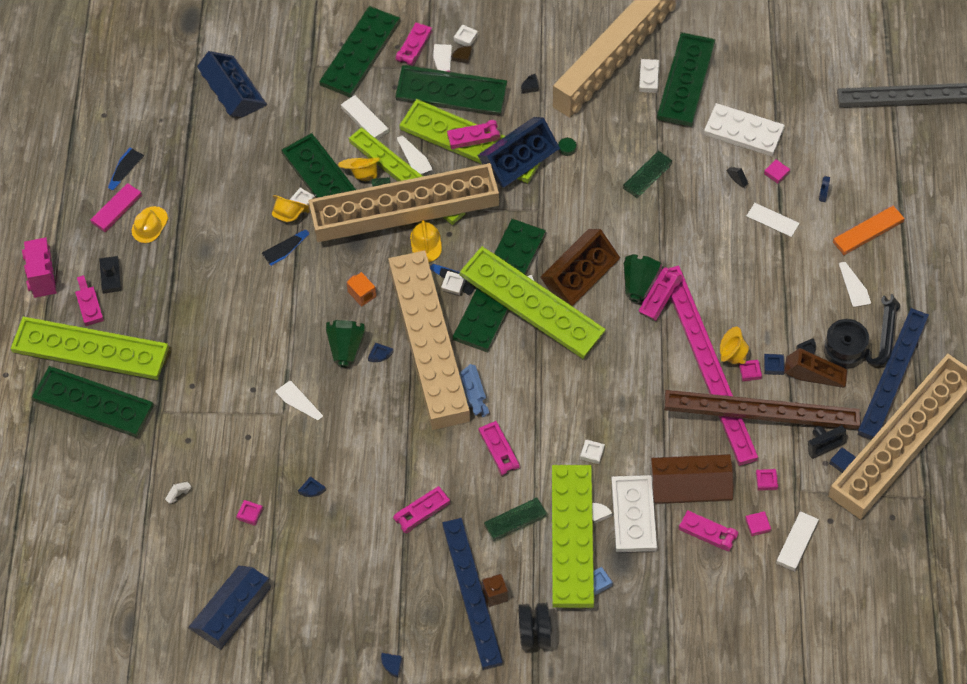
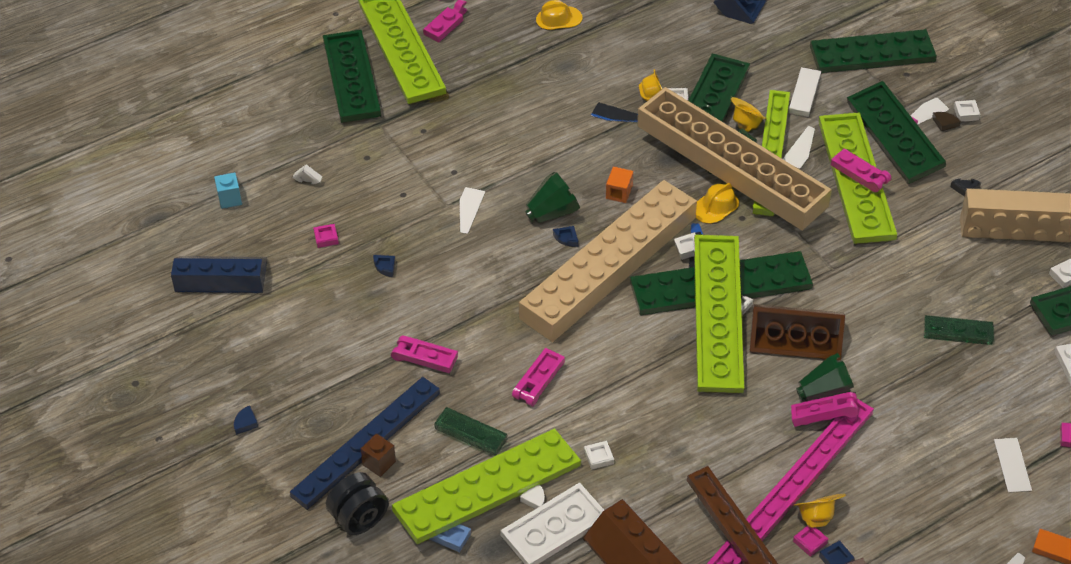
camera: 55 degrees right, 10 degrees down
(110, 274) = (486, 20): black tile -> none
(144, 554) = (228, 190): none -> medium azure slope
(414, 44) = (919, 82): dark pink plate -> none
(473, 390) = (582, 324): medium blue plate -> none
(520, 150) = (874, 211): dark blue slope -> none
(567, 146) = (925, 250): dark green tile -> none
(737, 176) = (1031, 404): black tile -> none

